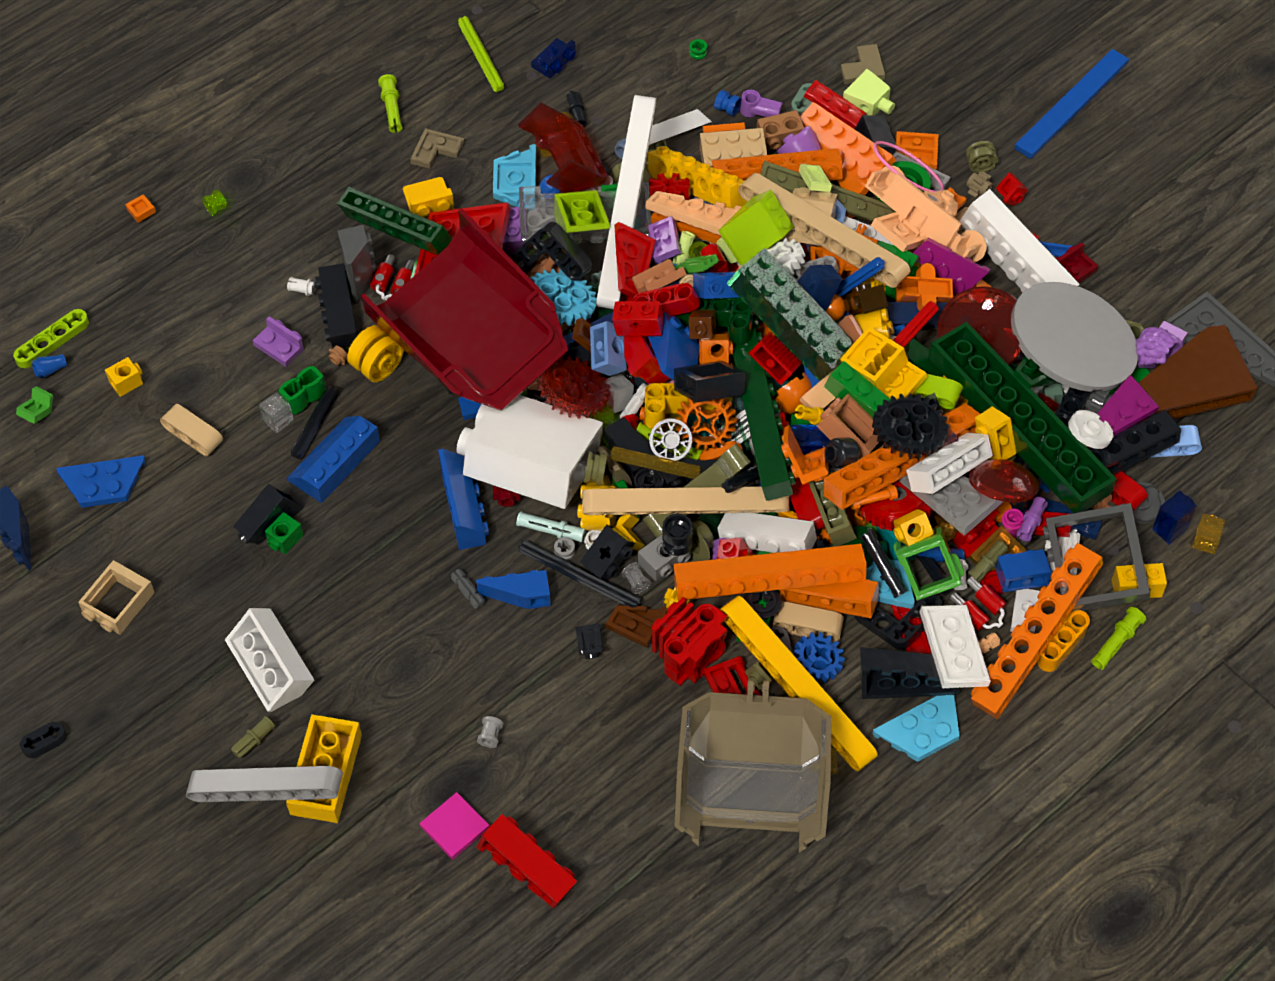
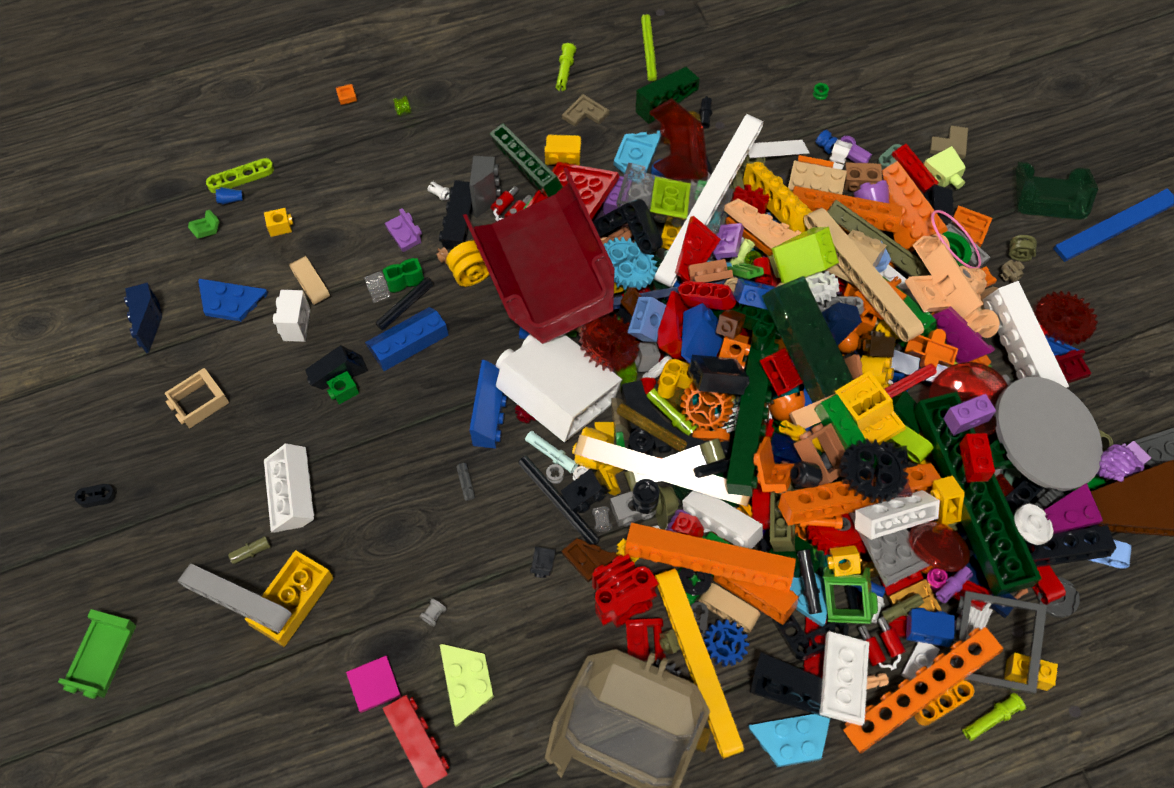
camera: 20 degrees right, 5 degrees up
(128, 899) = (98, 655): none -> bright green panel
(191, 472) = (292, 315): none -> white brick
(521, 99) = (673, 86): none -> dark green wedge
(523, 590) = (508, 498): blue slope -> none
(554, 57) = (706, 65): clear blue bracket -> none
(555, 788) = (466, 681): none -> yellowish green wing
(595, 254) = (669, 230): none -> yellow brick
(595, 468) = (600, 416): olive wheel -> none
(638, 318) = (677, 303): red brick -> none
(671, 439) = (671, 412): wheel -> none
(747, 109) = (839, 154): none -> white leg
(815, 177) = (872, 226): yellowish green tile -> none
(860, 276) = (879, 323): blue axle -> none
(987, 339) = (969, 414): none -> medium lavender brick
(998, 91) = (1054, 196): none -> clear green windscreen
(1010, 379) = (977, 457): none -> red brick
(1012, 189) = (1039, 283): red bracket -> none
(1053, 216) = (1066, 317): none -> clear red gear
(1174, 517) = (1083, 623): clear blue brick -> none
(1208, 533) = (1109, 647): clear yellow brick -> none

